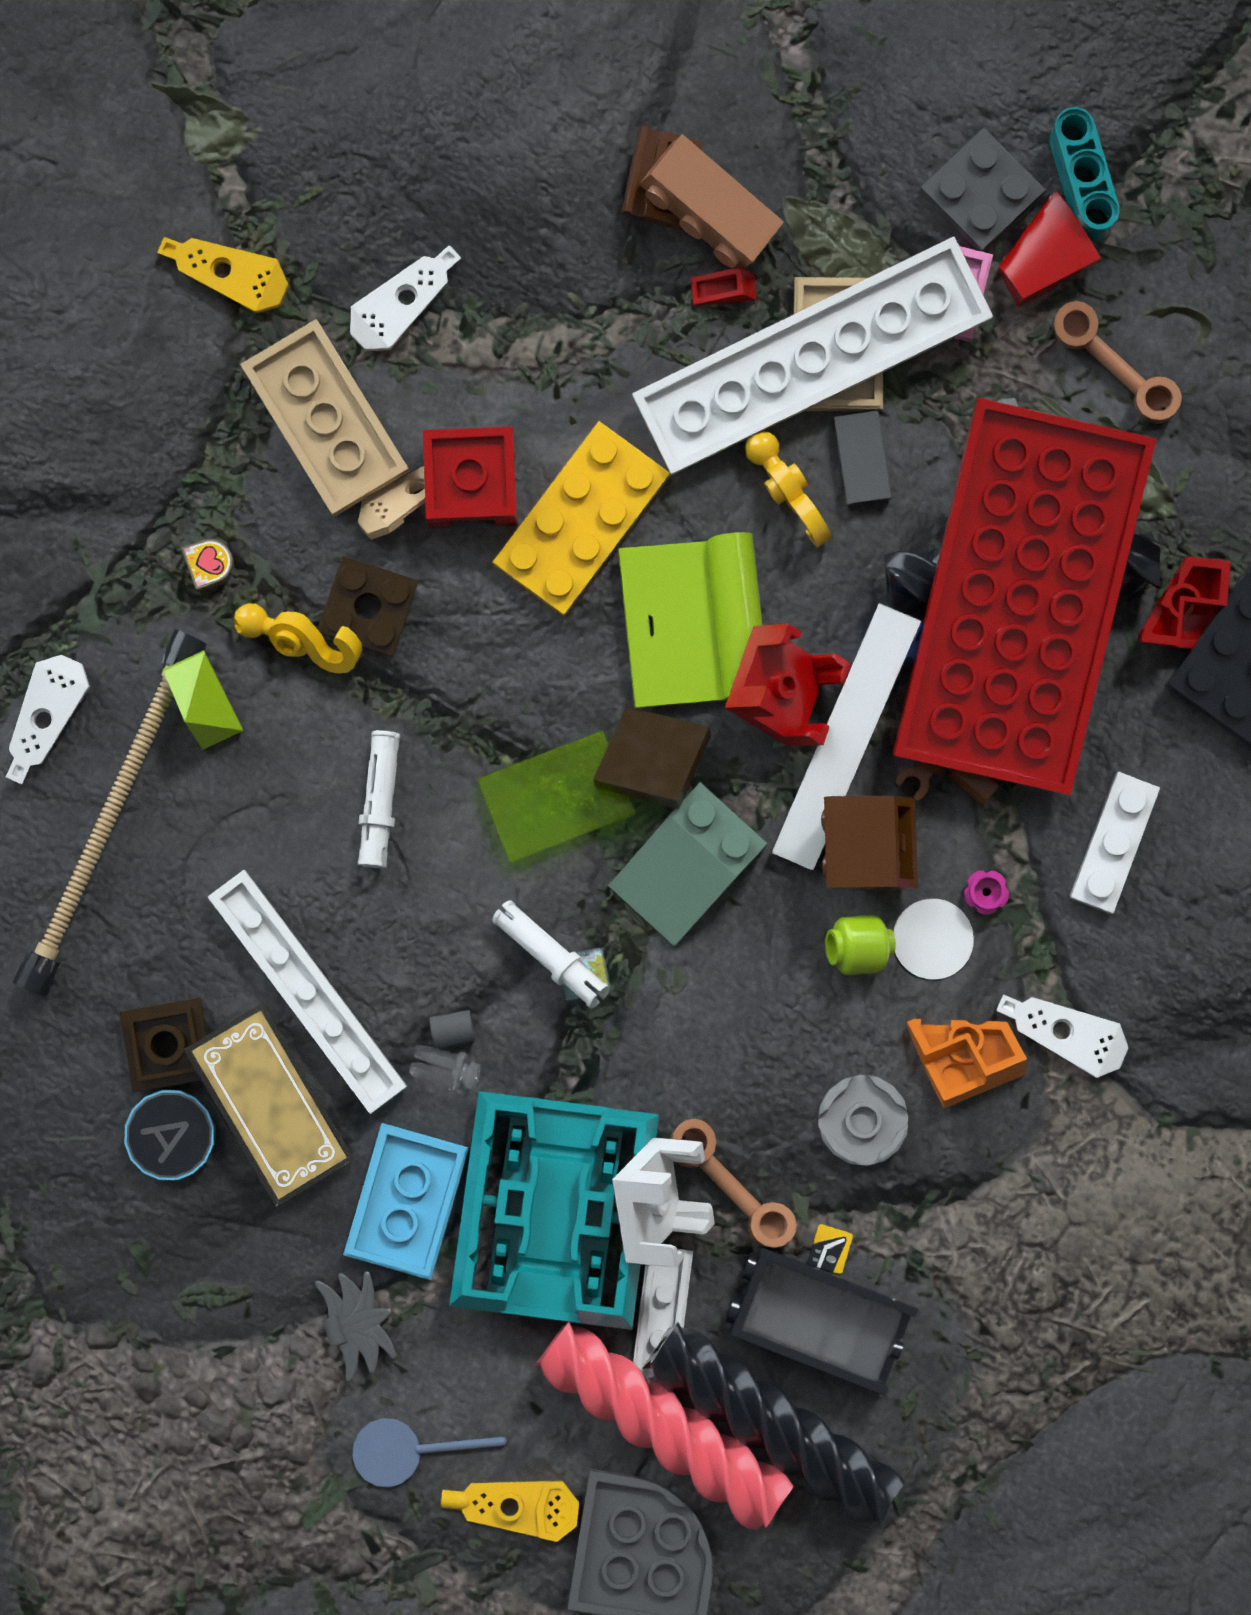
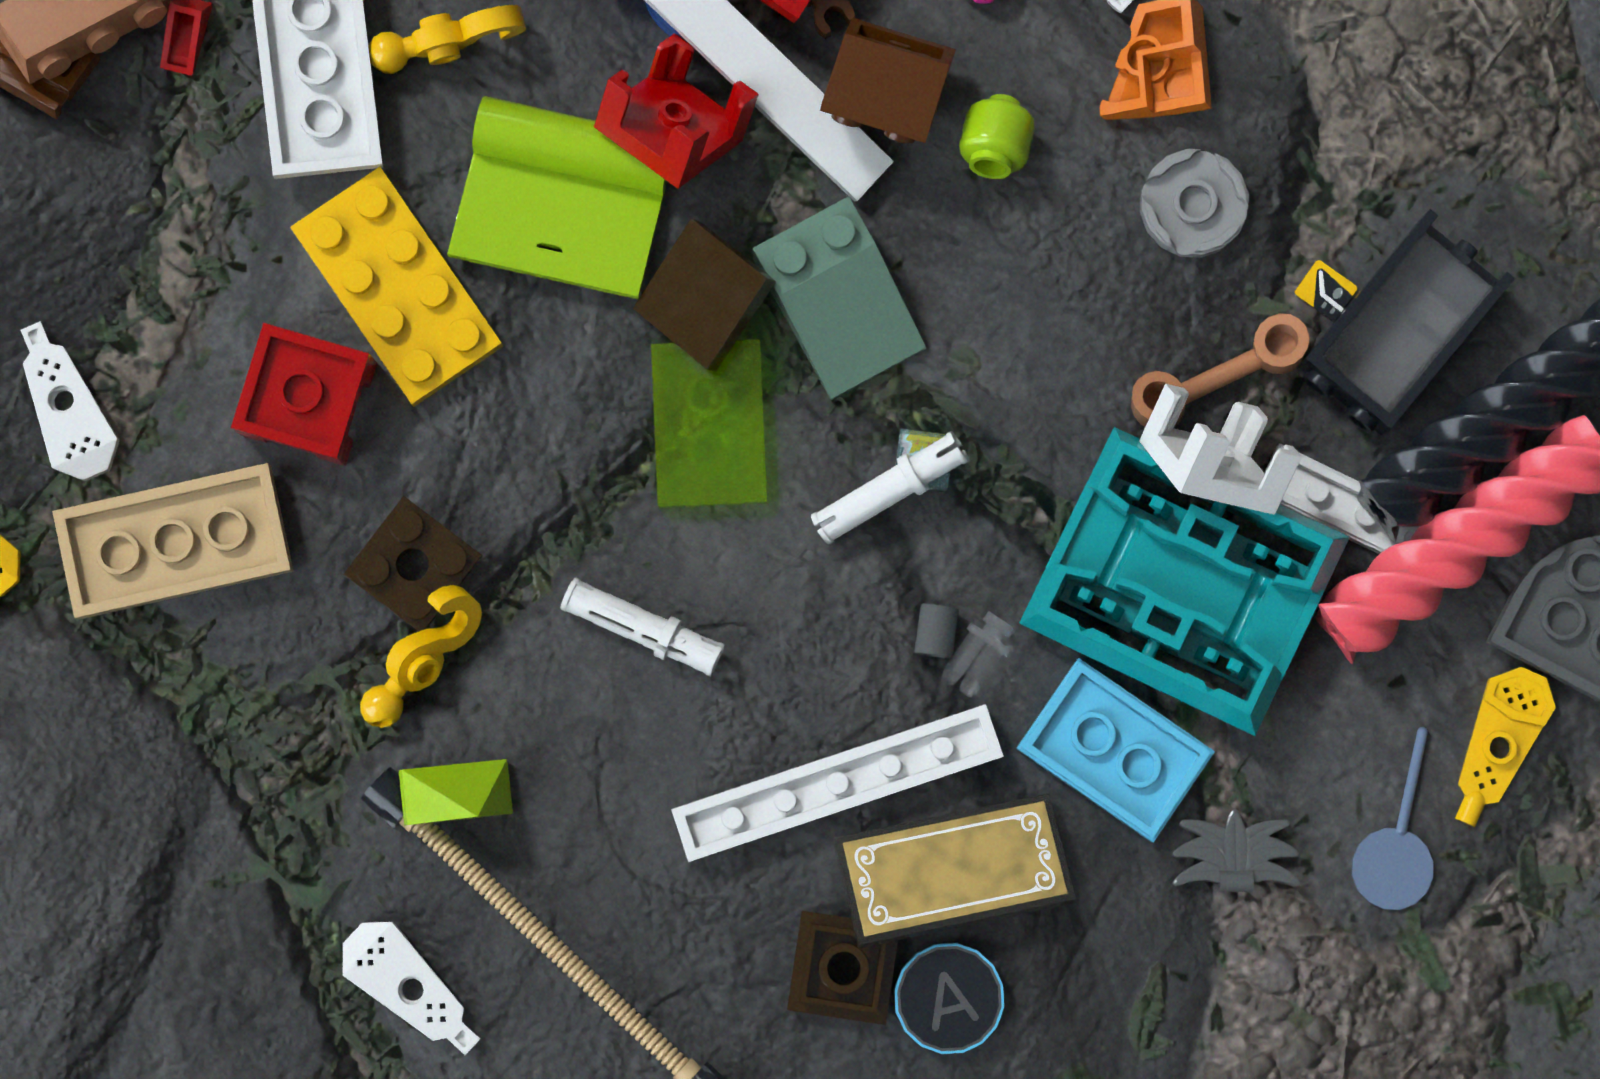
camera: 75 degrees left, 0 degrees up
(208, 563) = (295, 734): tile -> none
(390, 505) = (303, 498): tan piece -> none
(933, 939) = (1015, 55): white sticker -> none

